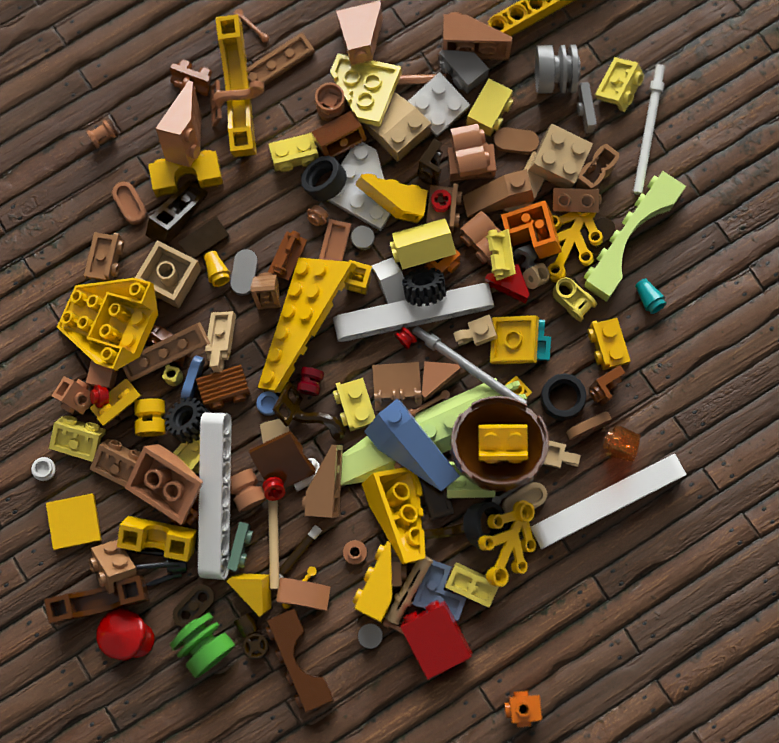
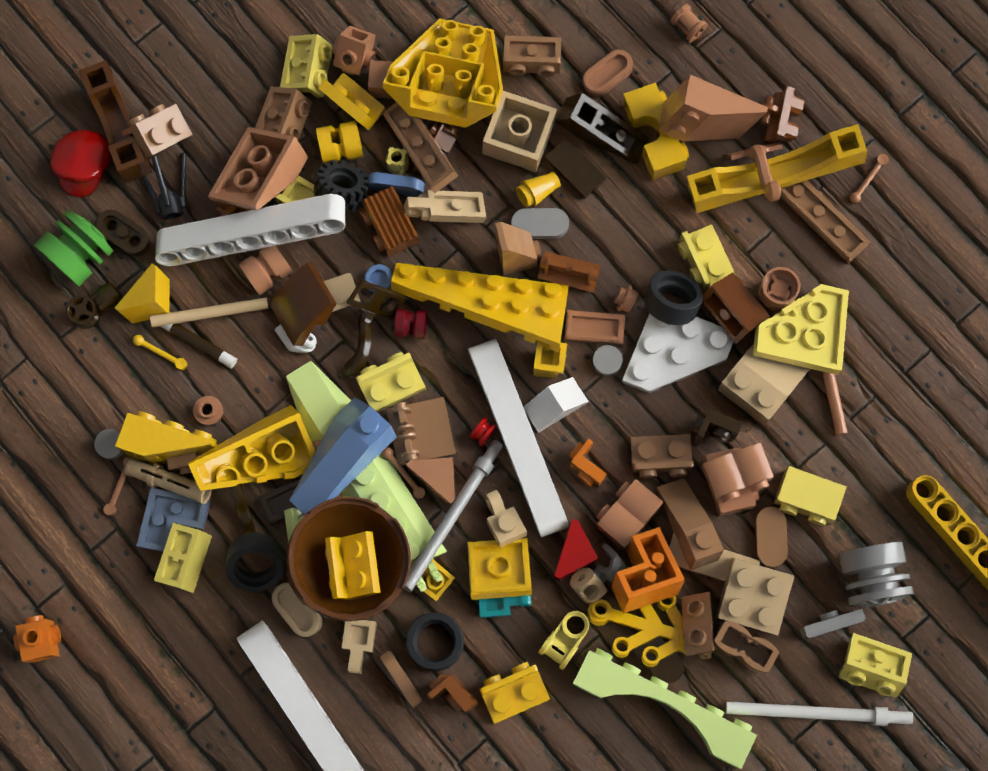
camera: 85 degrees right, 0 degrees up
(43, 469) = (265, 35): white plate -> none
(73, 521) = (208, 81): yellow tile -> none
(99, 396) = (354, 78): red plate -> none
(142, 533) = (199, 155): yellow arch -> none
(237, 557) = (208, 274): sand green plate -> none
(273, 482) = (269, 300): red bush -> none
(303, 594) = (148, 356): nougat slope -> none
(311, 690) = (38, 383): reddish brown arch -> none
(323, 493) = (275, 361): medium nougat slope -> none
(360, 30) = (882, 313): slope -> none
(400, 200) = (660, 397): yellow slope -> none
(422, 244) = (604, 432): light yellow brick -> none
(424, 286) = (537, 447): black tyre -> none
(435, 638) = (109, 521): red brick -> none
(439, 103) = (802, 428): white plate -> none
(445, 195) = (659, 445): red bush -> none
(464, 67) = (859, 456): light grey slope -> none
(471, 35) = (897, 449): nougat slope -> none
(502, 254) = (592, 536): light yellow hinge -> none
(521, 516) = (238, 595): yellow plant -> none
(621, 443) = (380, 723): clear orange slope -> none
(650, 296) = (584, 740): teal cone -> none

